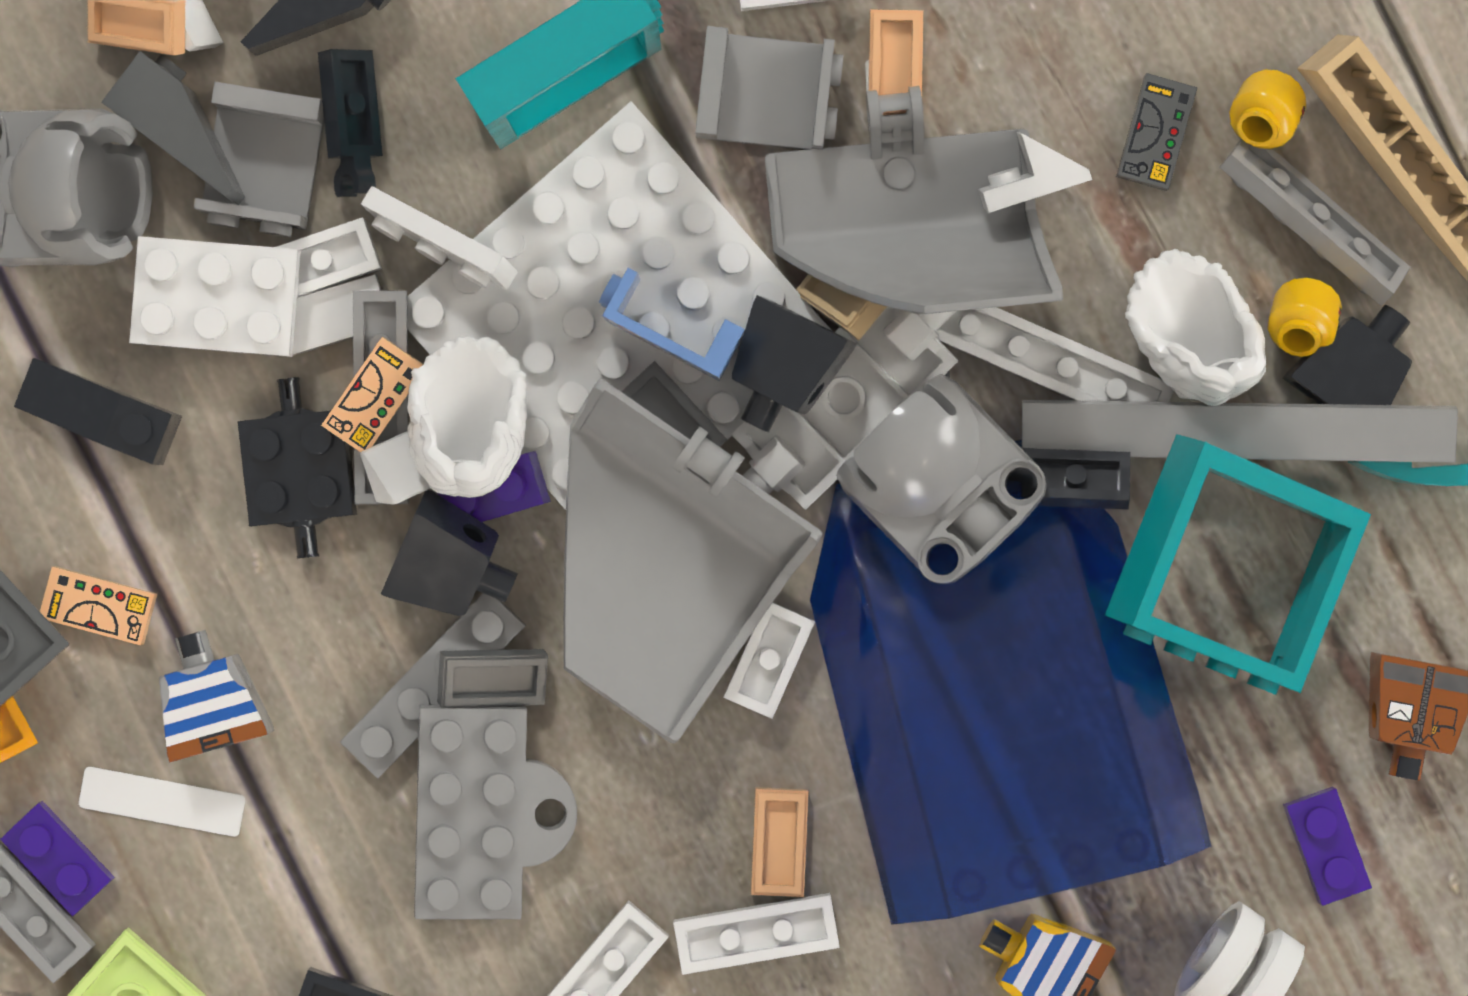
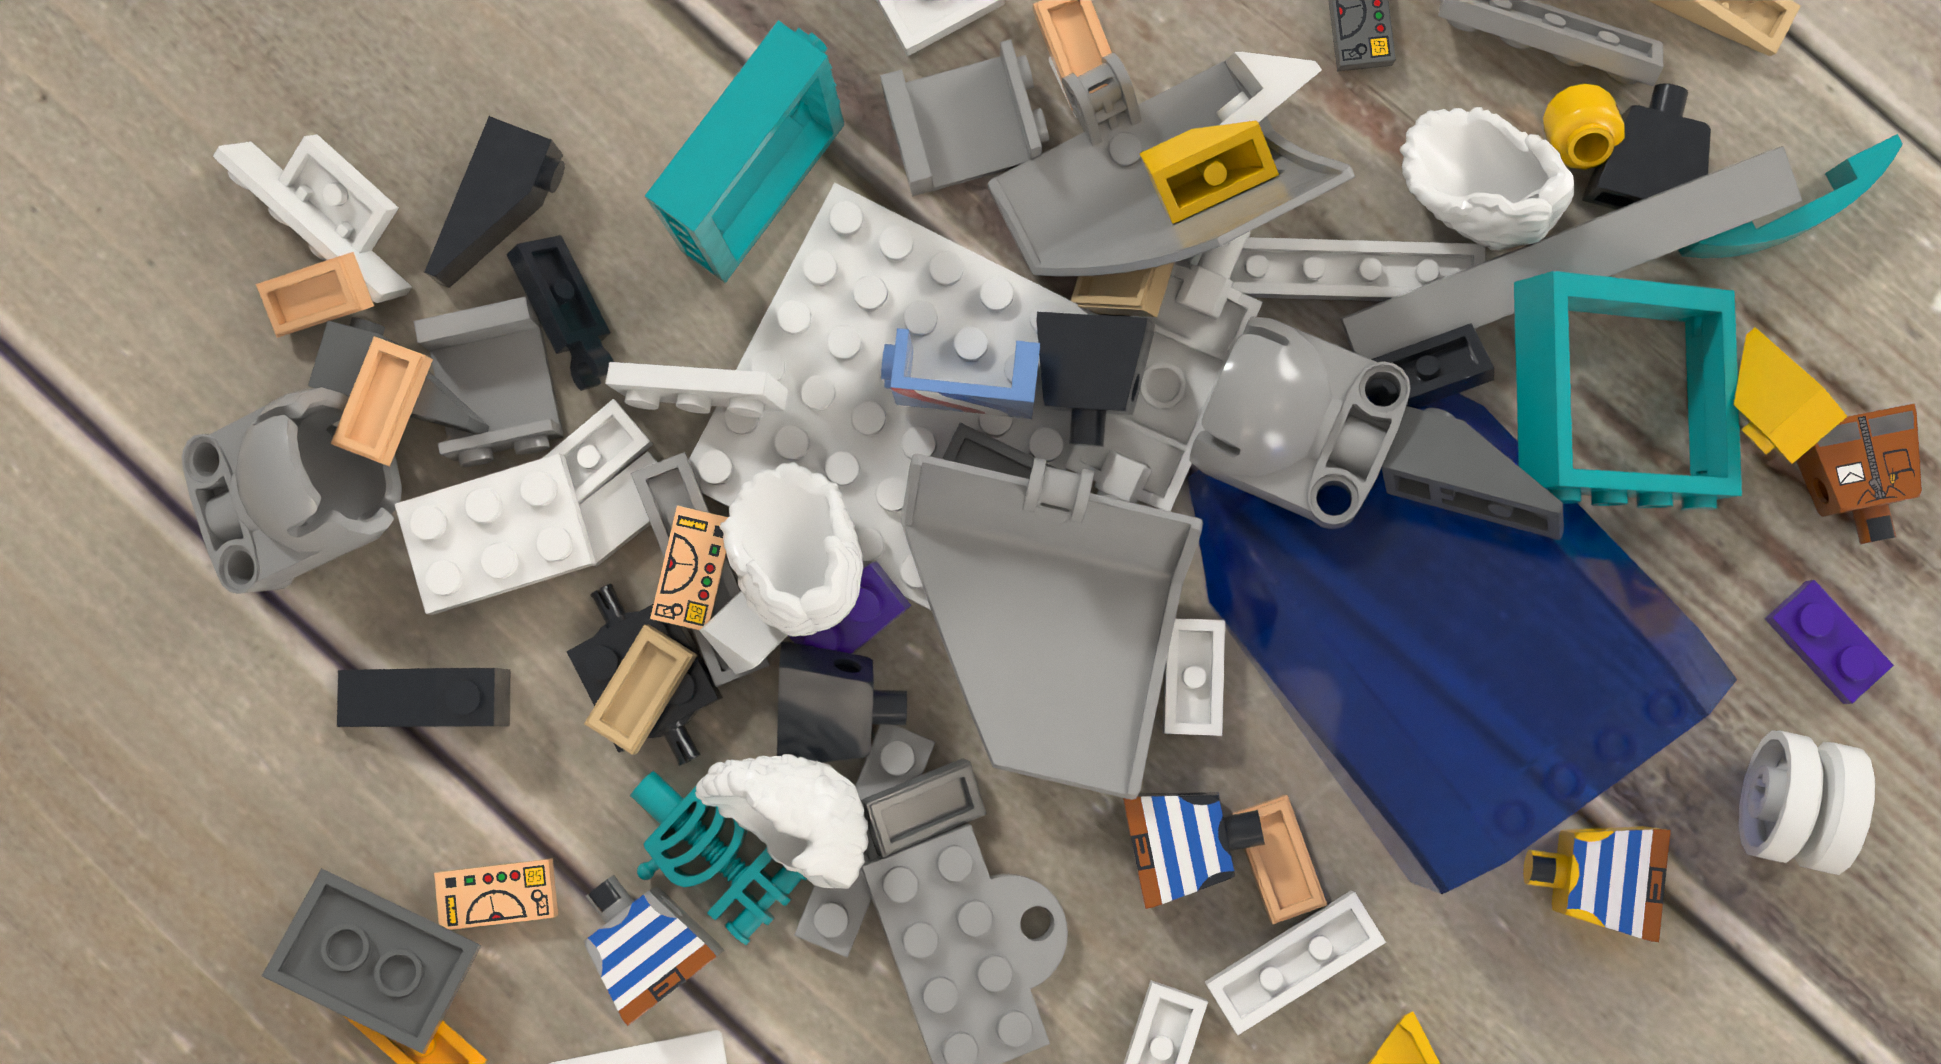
camera: 10 degrees left, 5 degrees down
(161, 144) = (381, 401): none -> light nougat tile
(276, 596) = (673, 812): none -> teal torso
(289, 481) = (640, 689): none -> tan tile
(385, 639) = (796, 808): none -> white hair
(704, 796) = (1186, 842): none -> torso
(956, 225) = (1208, 166): none -> yellow slope
(1053, 572) = (1458, 470): none -> dark grey slope
(1367, 624) = (1781, 400): none -> yellow slope

